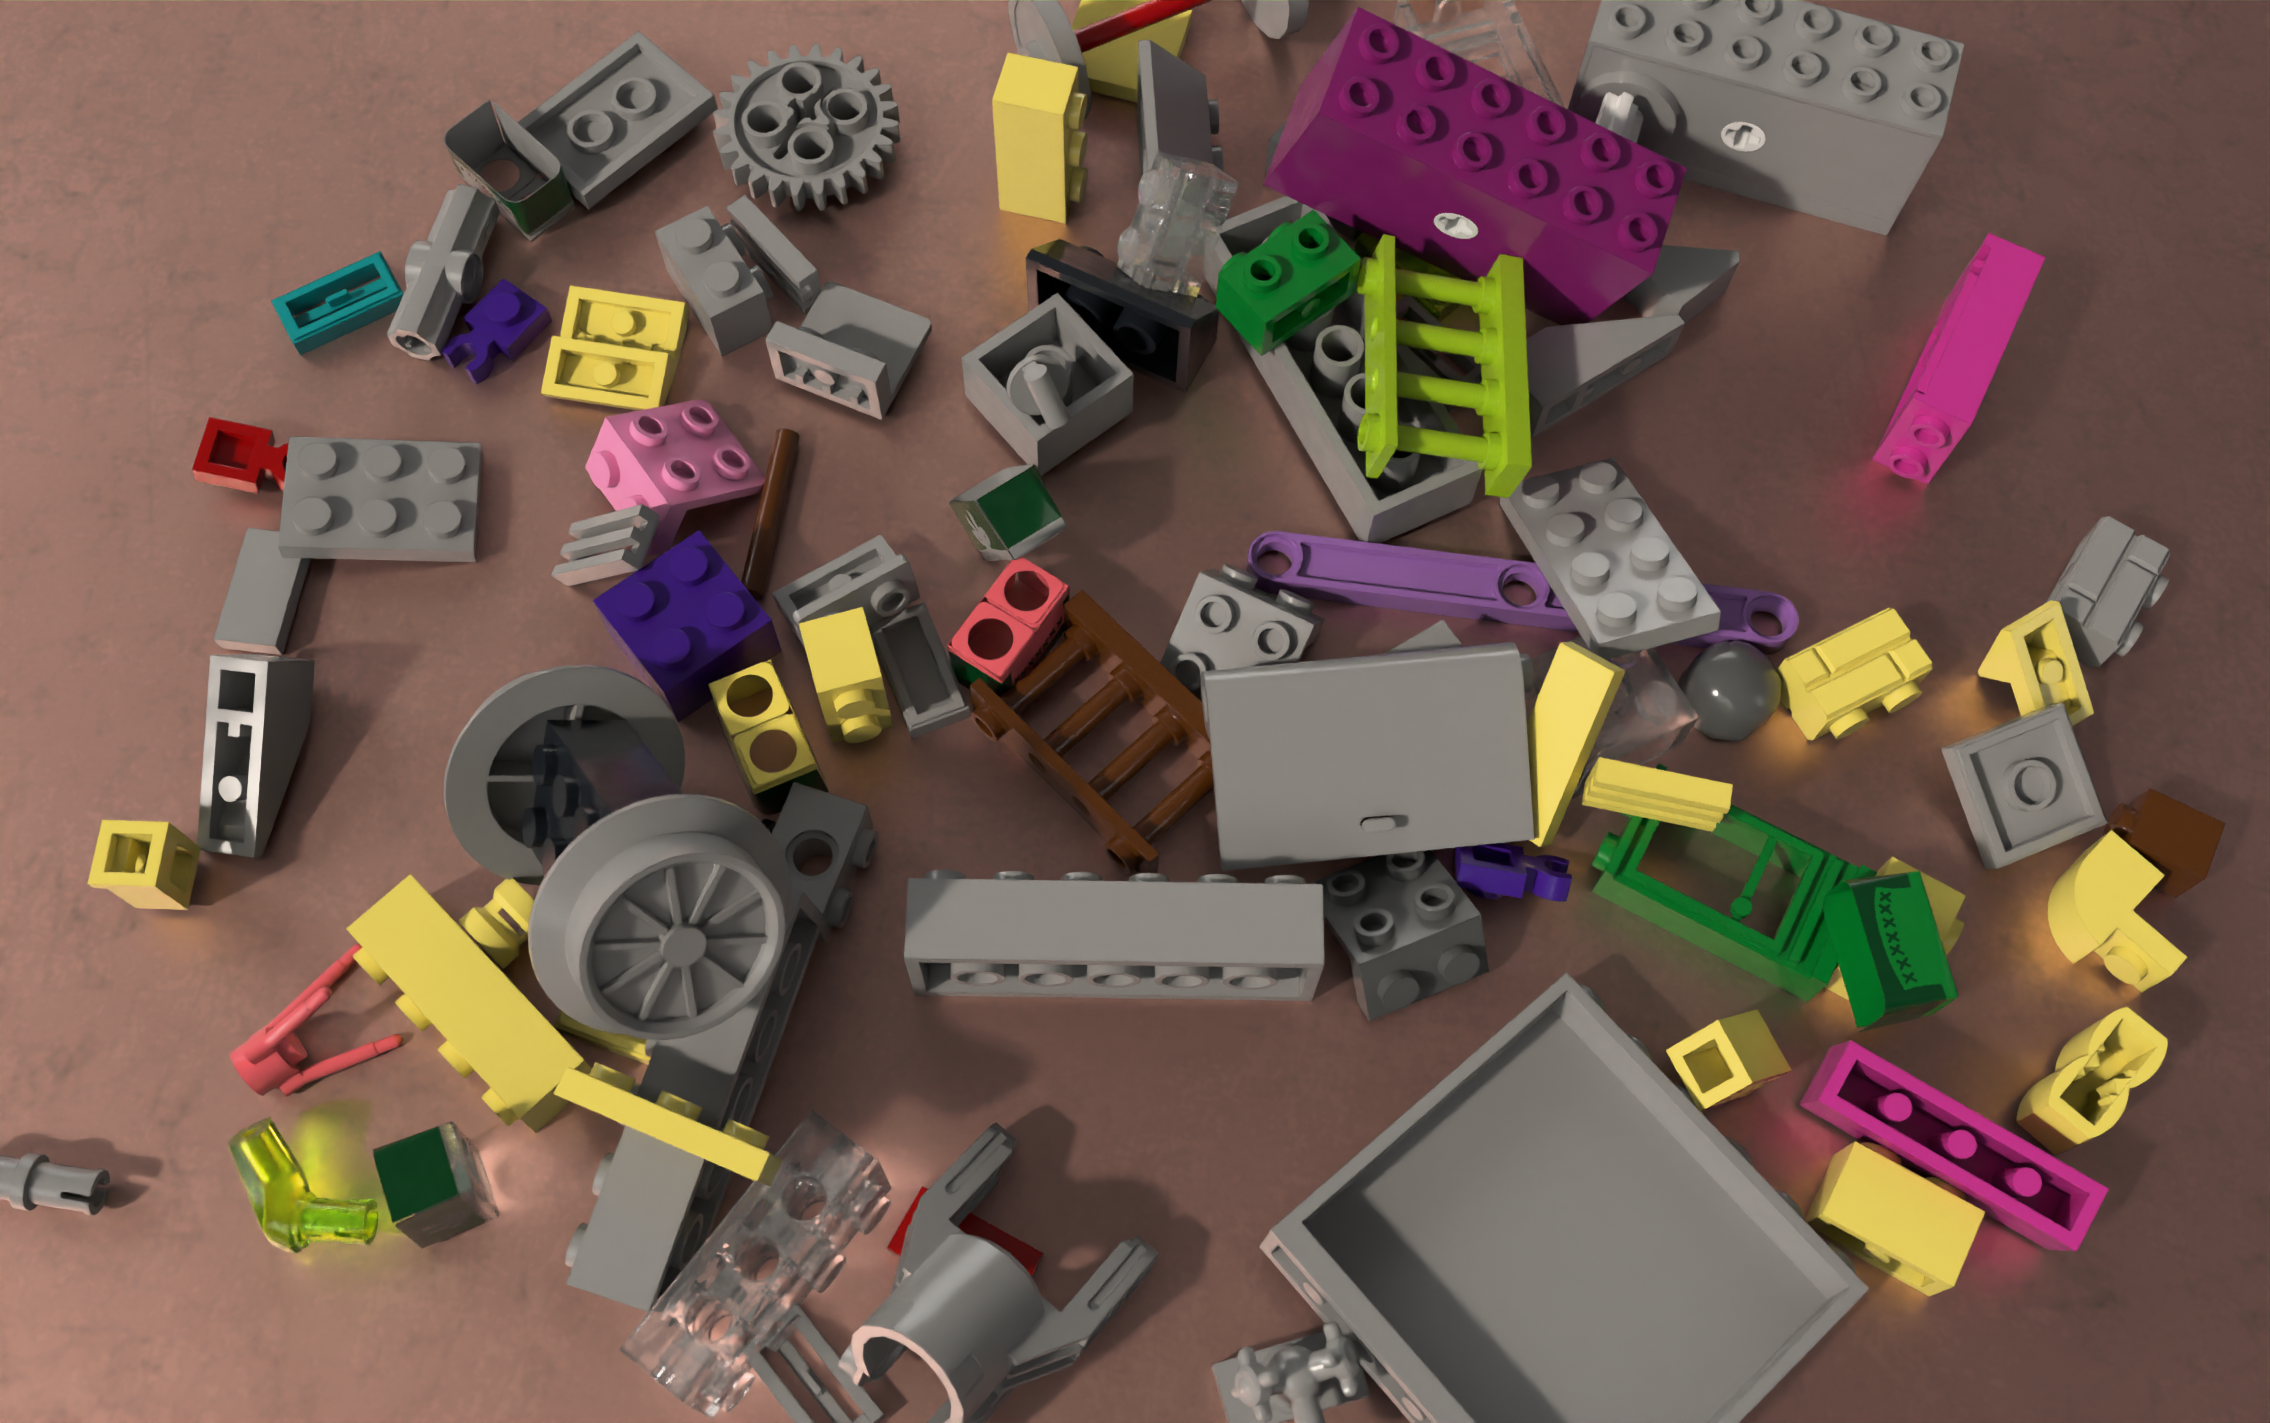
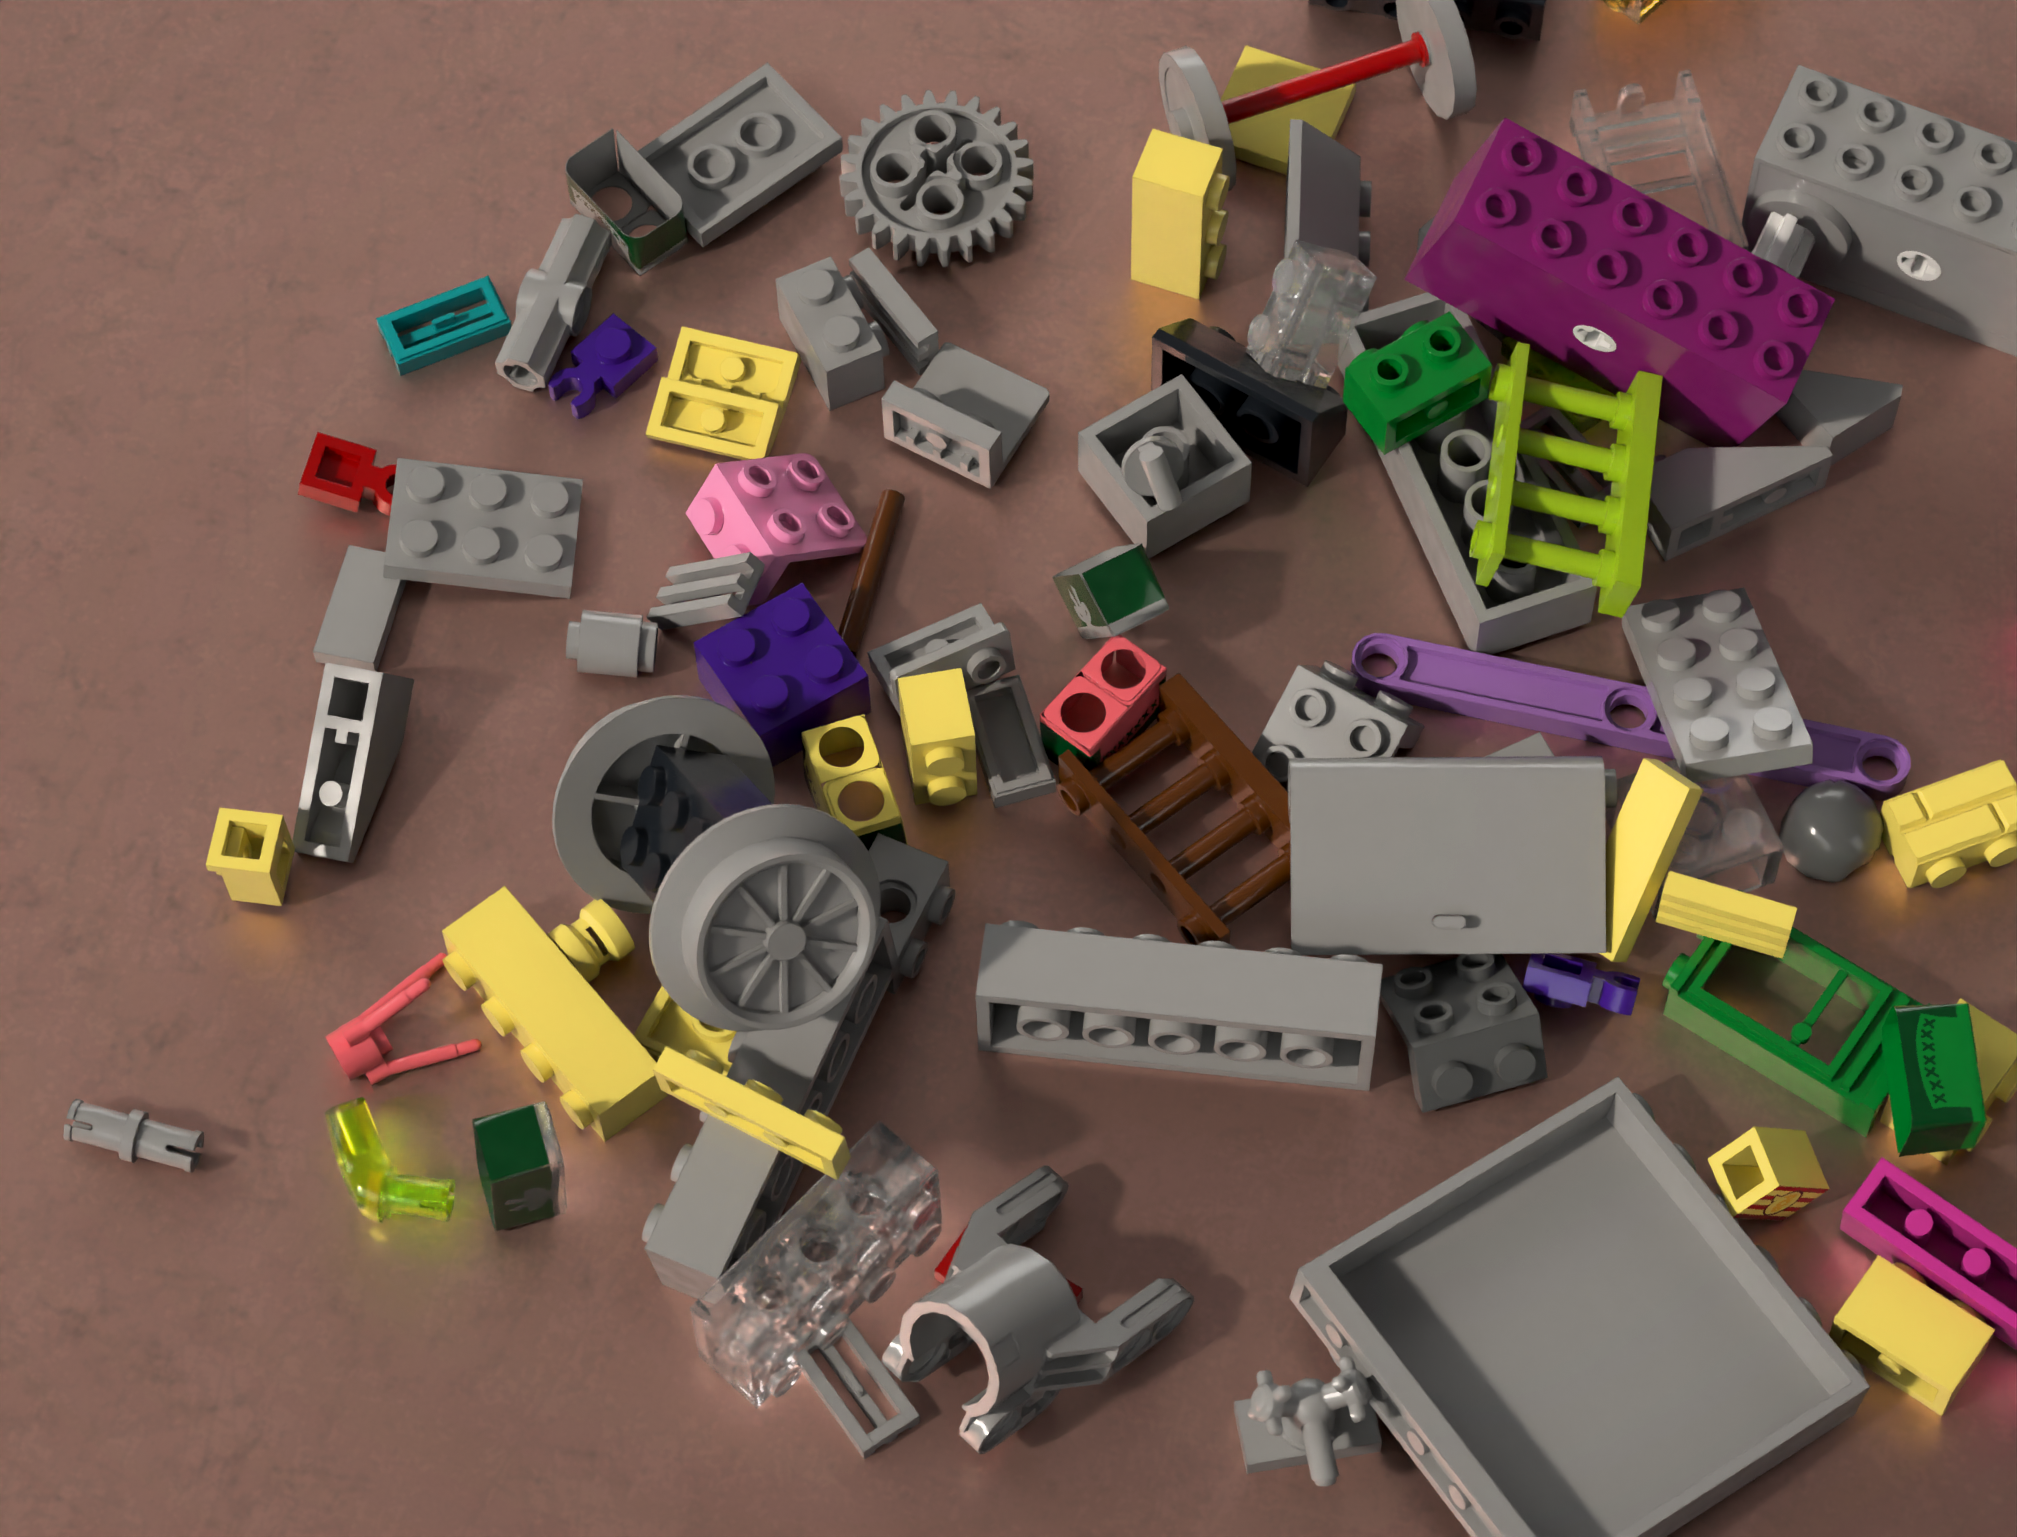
camera: 10 degrees right, 5 degrees down
(516, 605) = (612, 643): none -> light grey brick

